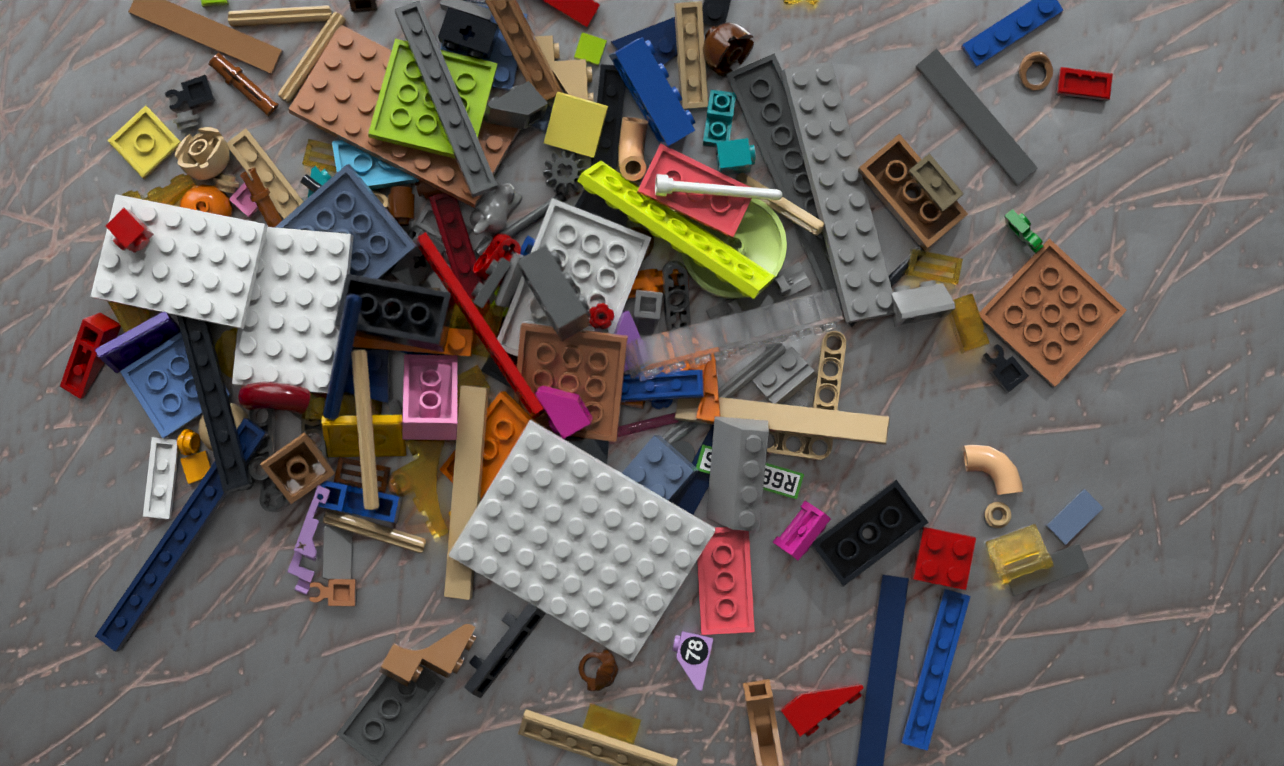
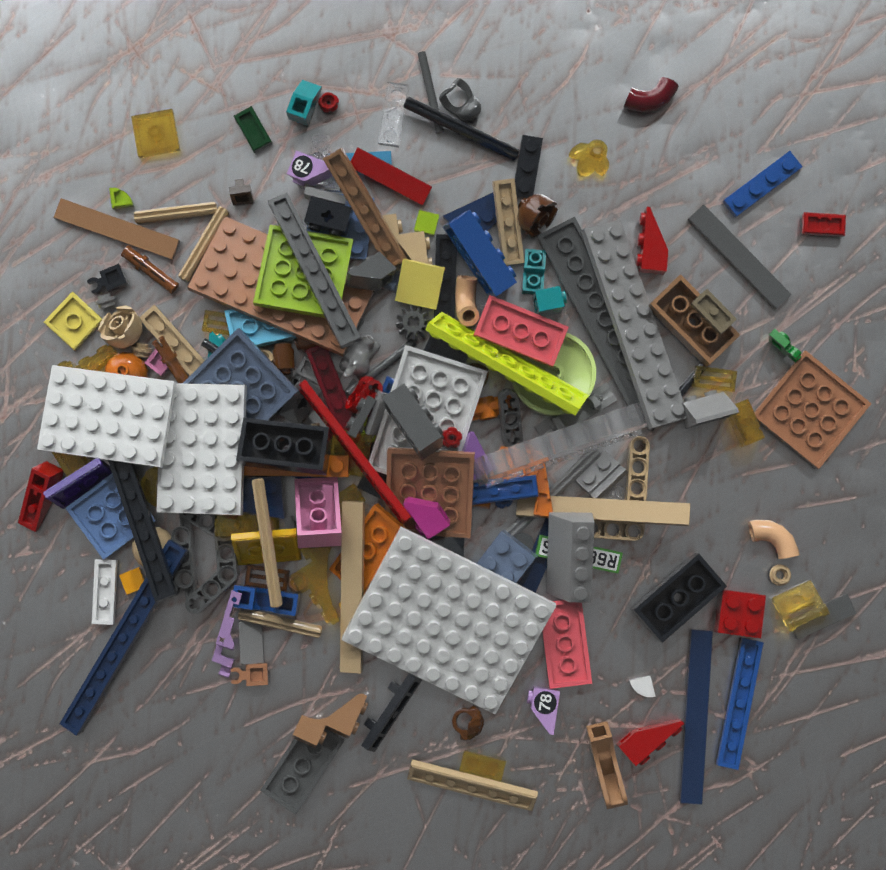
camera: 10 degrees left, 0 degrees up
(129, 231) = (64, 394): red brick -> none
(188, 442) = (124, 561): light orange plate -> none
(274, 396) = (191, 521): dark red cylinder -> none
(297, 468) = (214, 577): medium nougat slope -> none
(342, 357) = (244, 485): dark blue axle -> none
(647, 312) = (488, 432): light grey slope -> none
(647, 424) = (493, 521): clear pink bar -> none
(666, 186) = (497, 328): white piece -> none
(786, 208) = (591, 339): tan axle -> none
(802, 531) = (625, 599): dark pink plate -> none
(818, 640) = (643, 686): none -> white tile
(870, 102) = (654, 252): none -> red slope
(1007, 372) = (779, 458): black plate -> none
(1027, 62) = (777, 210): medium nougat piece -> none
(1074, 517) = (841, 572): sand blue tile -> none

